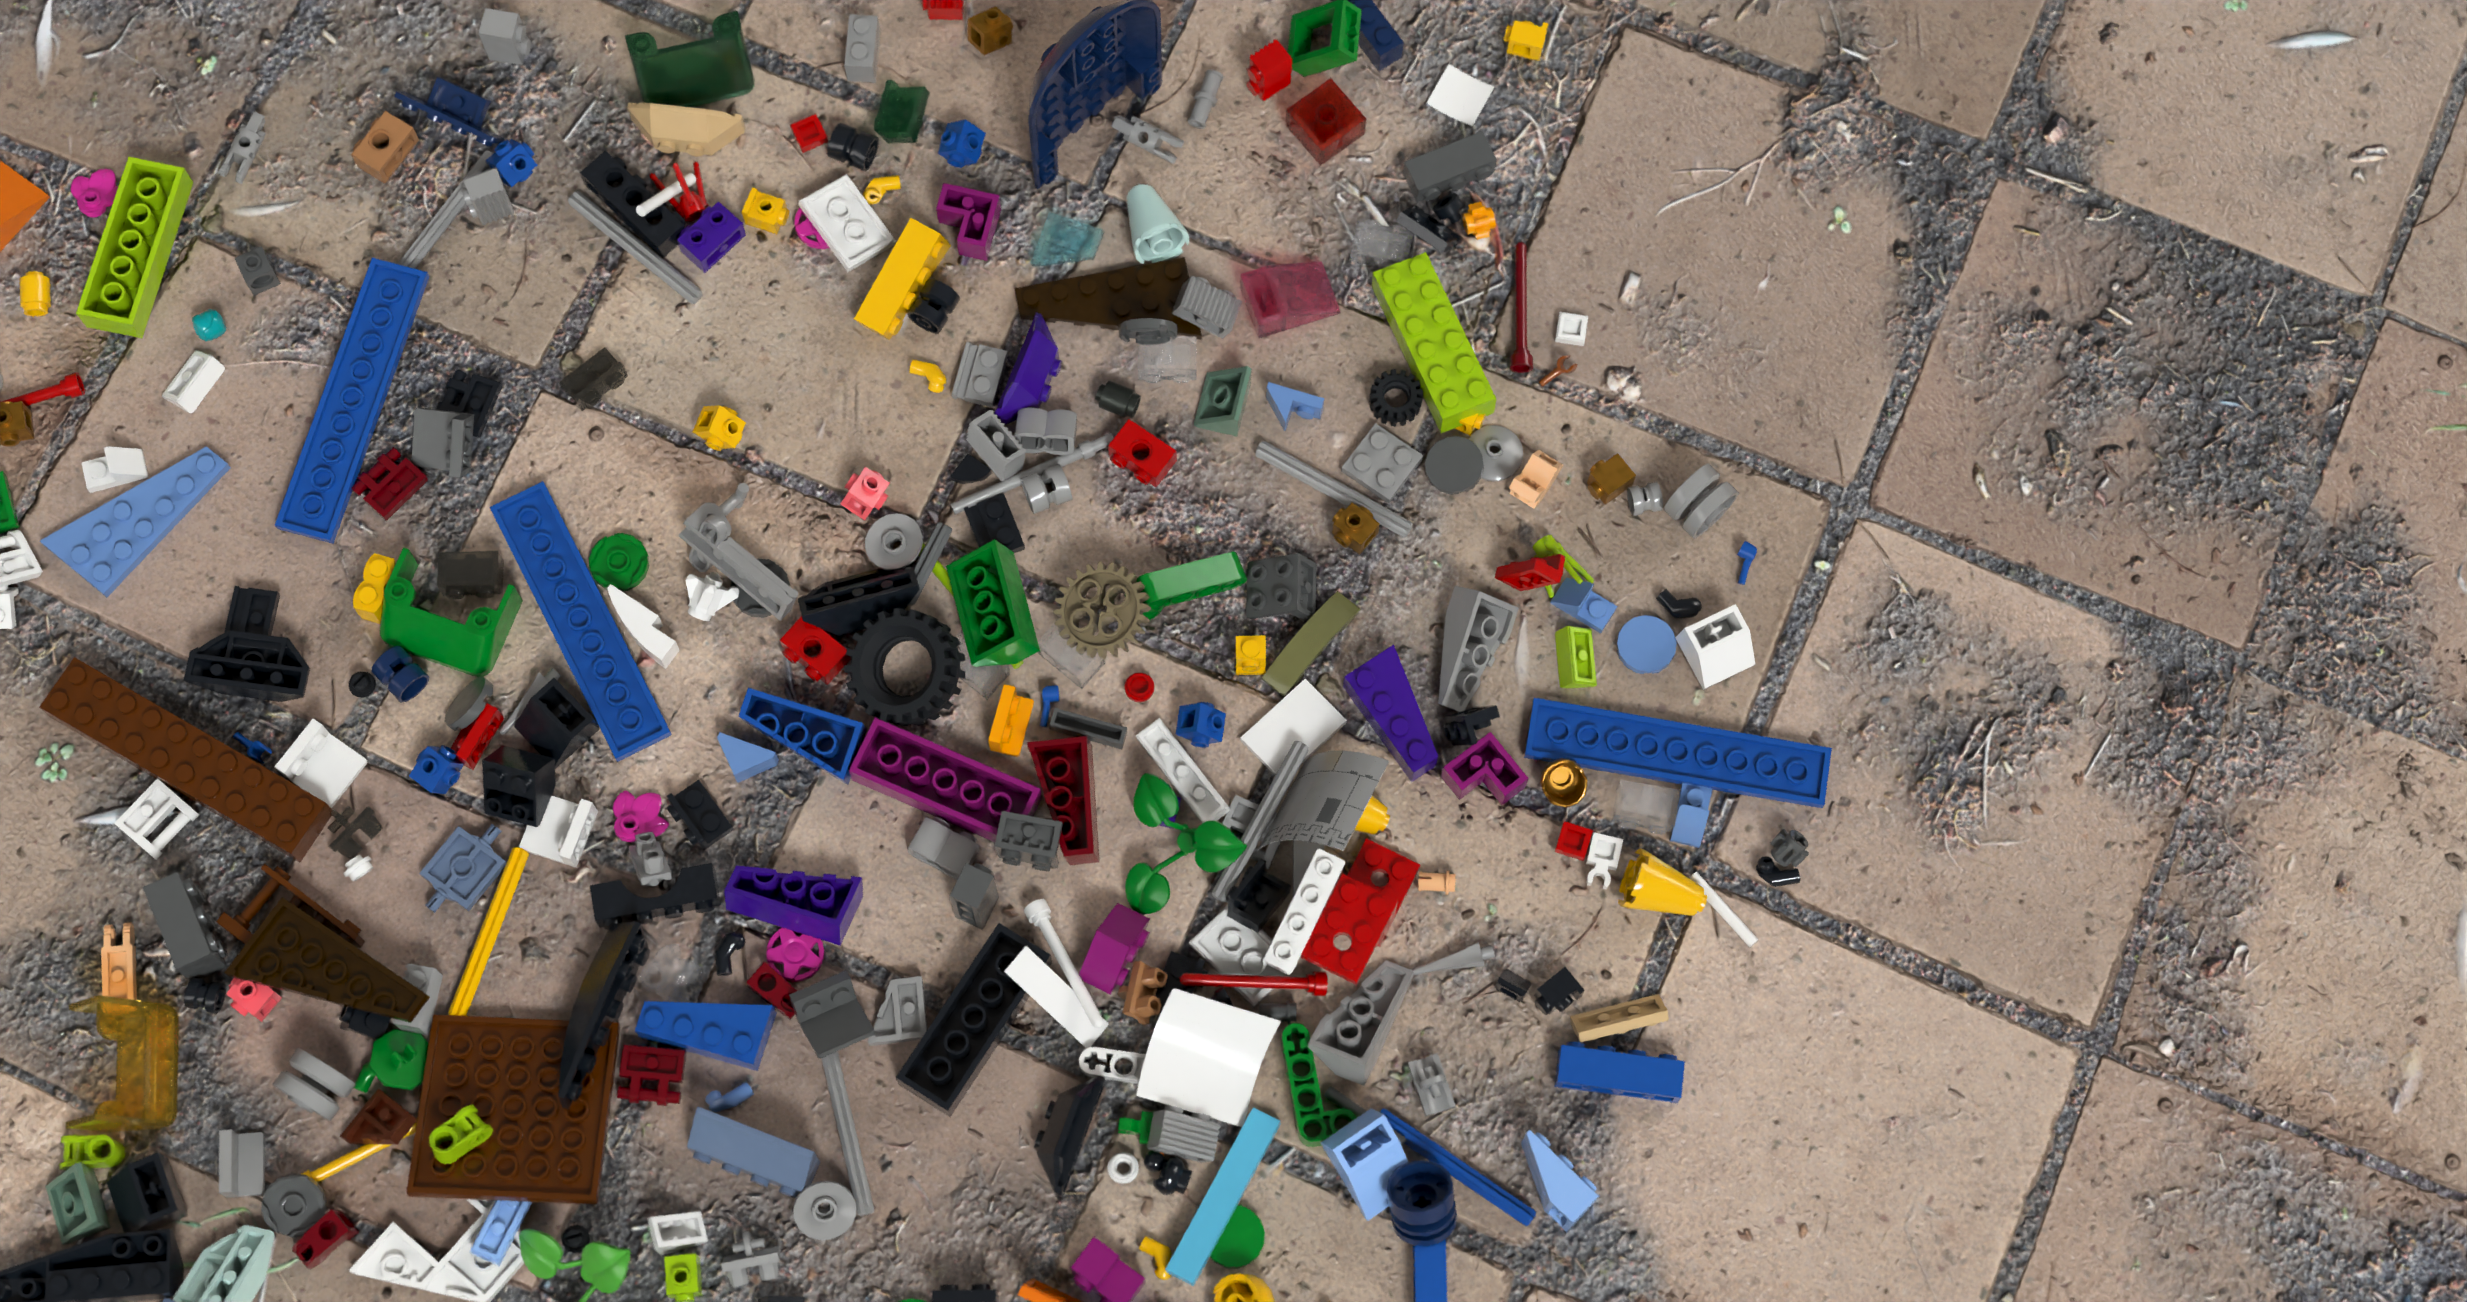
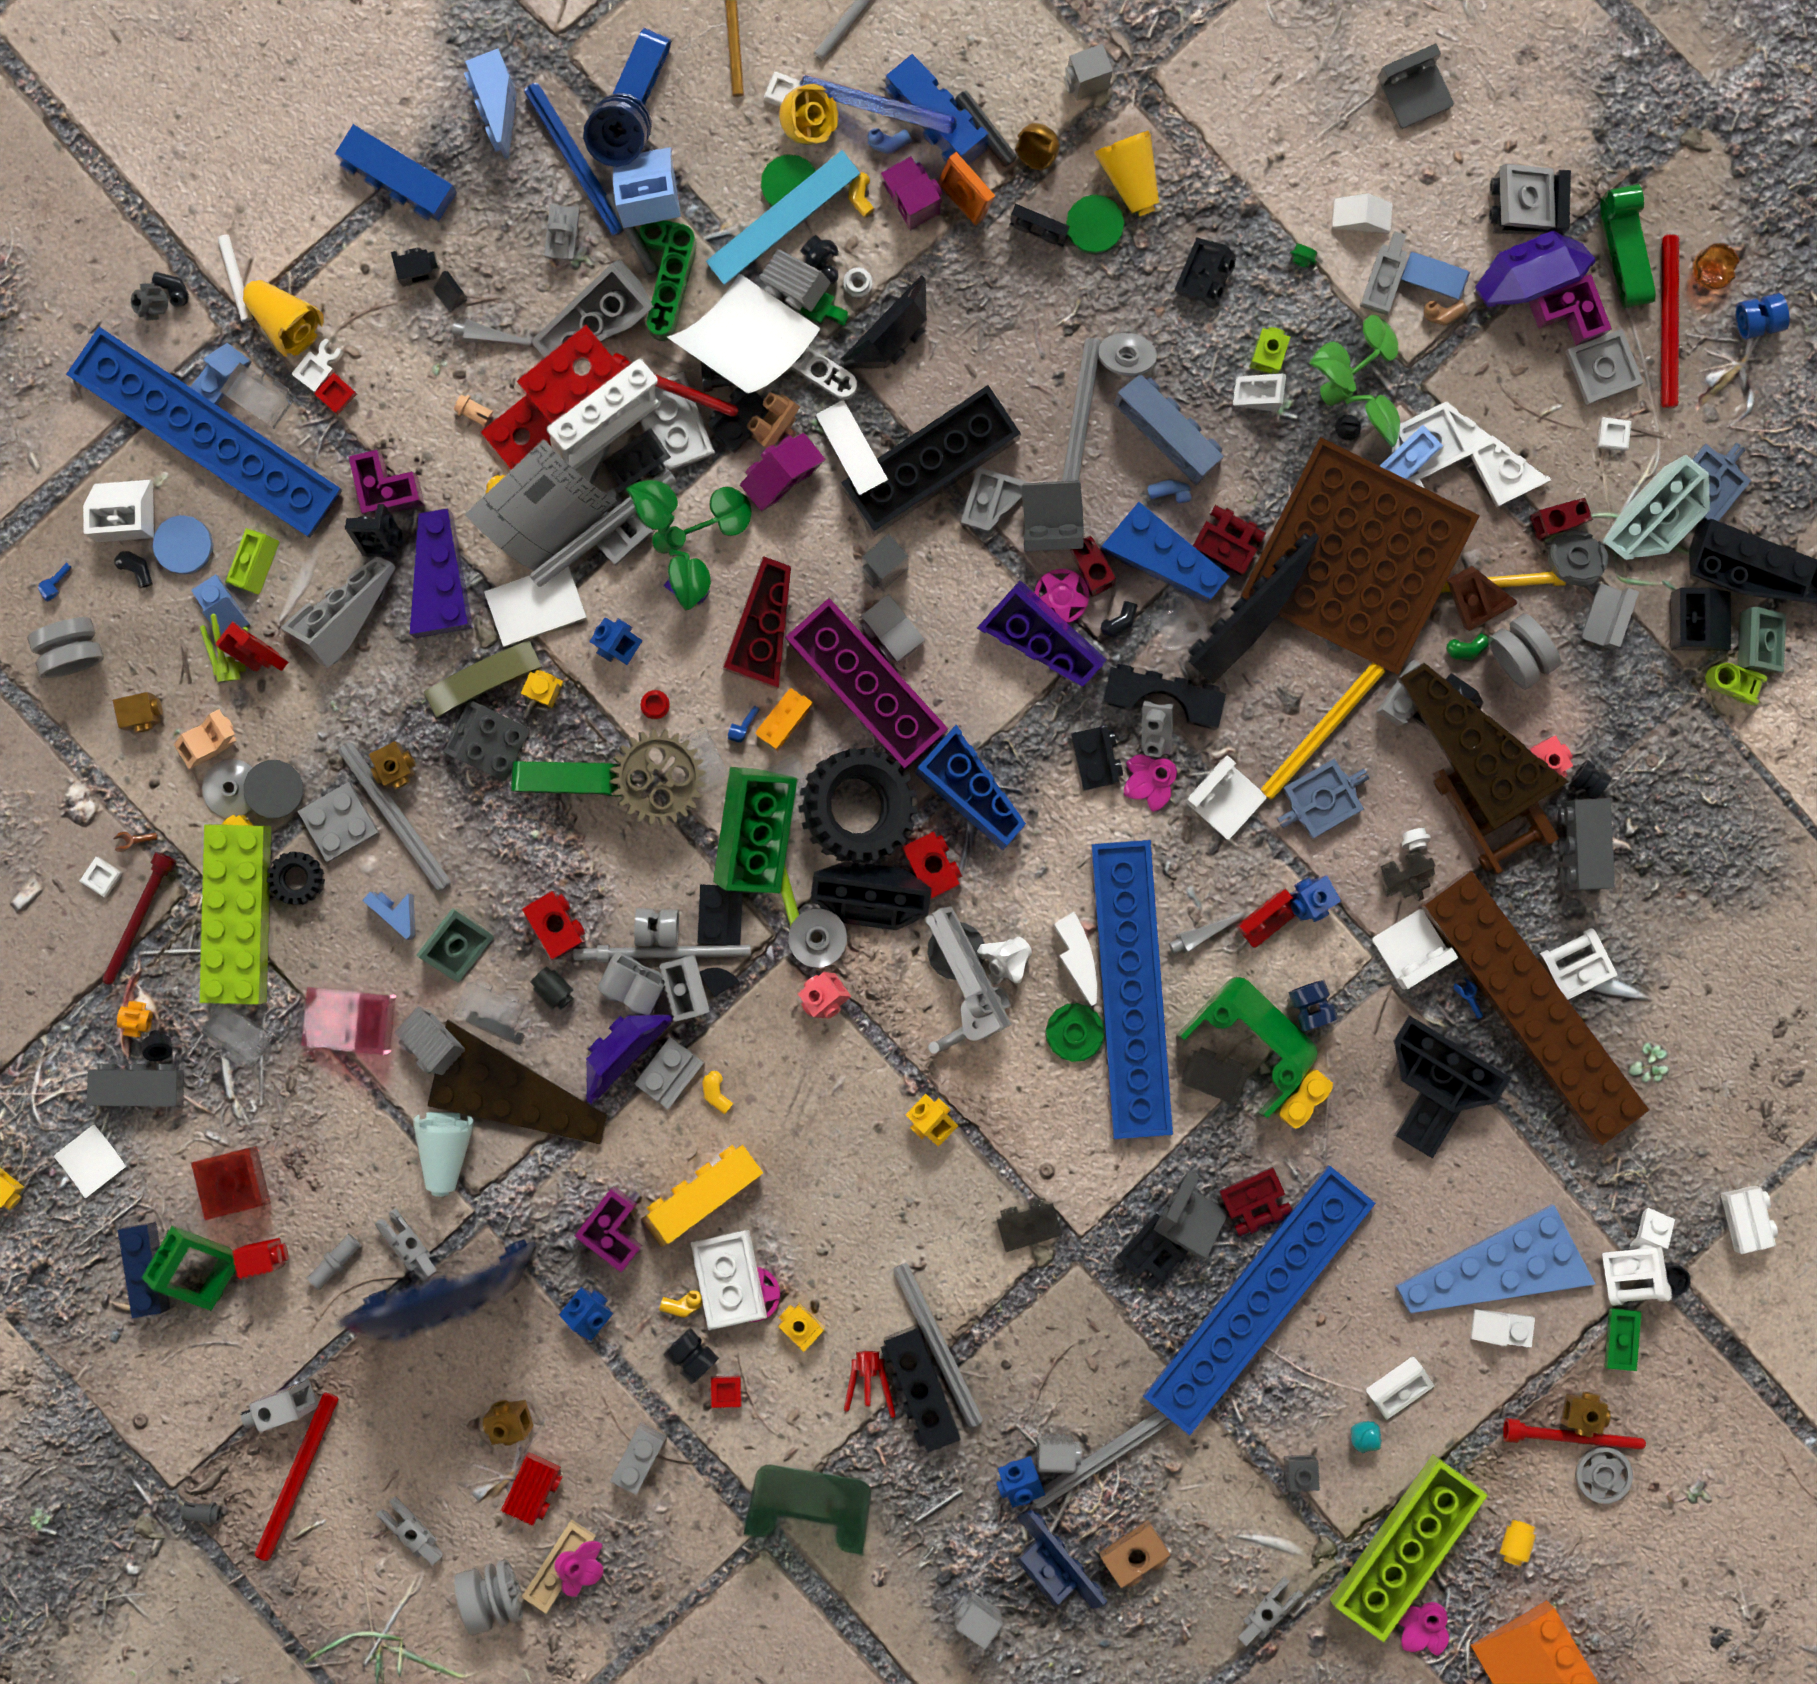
camera: 155 degrees left, 15 degrees up
(119, 963) = (1657, 838): light nougat hinge -> none
(145, 1064) = (1666, 735): clear yellow windscreen -> none
(362, 684) = (1350, 1015): black piece -> none
(399, 1059) = (1442, 645): green piece -> none
(461, 1133) = (1413, 544): lime piece -> none
(468, 704) = (1262, 947): dark grey tile -> none
(518, 785) = (1246, 852): black slope -> none
(555, 723) = (1191, 896): black slope -> none
(664, 195) = (890, 1378): white bar -> none
(686, 128) = (843, 1446): tan wedge -> none
(711, 236) = (862, 1322): dark purple brick -> none
(737, 1264) = (1205, 341): light grey hips -> none
(746, 758) = (1035, 791): medium blue slope -> none
(901, 113) = (629, 1373): clear green bracket -> none
(930, 555) = (787, 910): dark grey axle -> none
(935, 302) = (675, 1163): black wheel -> none
(1028, 840) = (815, 593): dark grey bracket -> none
(1039, 914) = (834, 532): white piece -> none
(1066, 242) = (531, 1170): clear light blue wing -> none
(1094, 729) = (717, 684): dark grey piece -> none
(1182, 772) = (651, 606): white tile -> none
(1279, 1011) = (664, 356): dark grey pin -> none
(1428, 229) = (185, 1030): black plate -> none
(1563, 782) = (318, 445): pearl gold hair -> none
(1619, 1018) = (372, 220): tan plate -> none
(1645, 498) = (115, 679): light grey wheel -> none

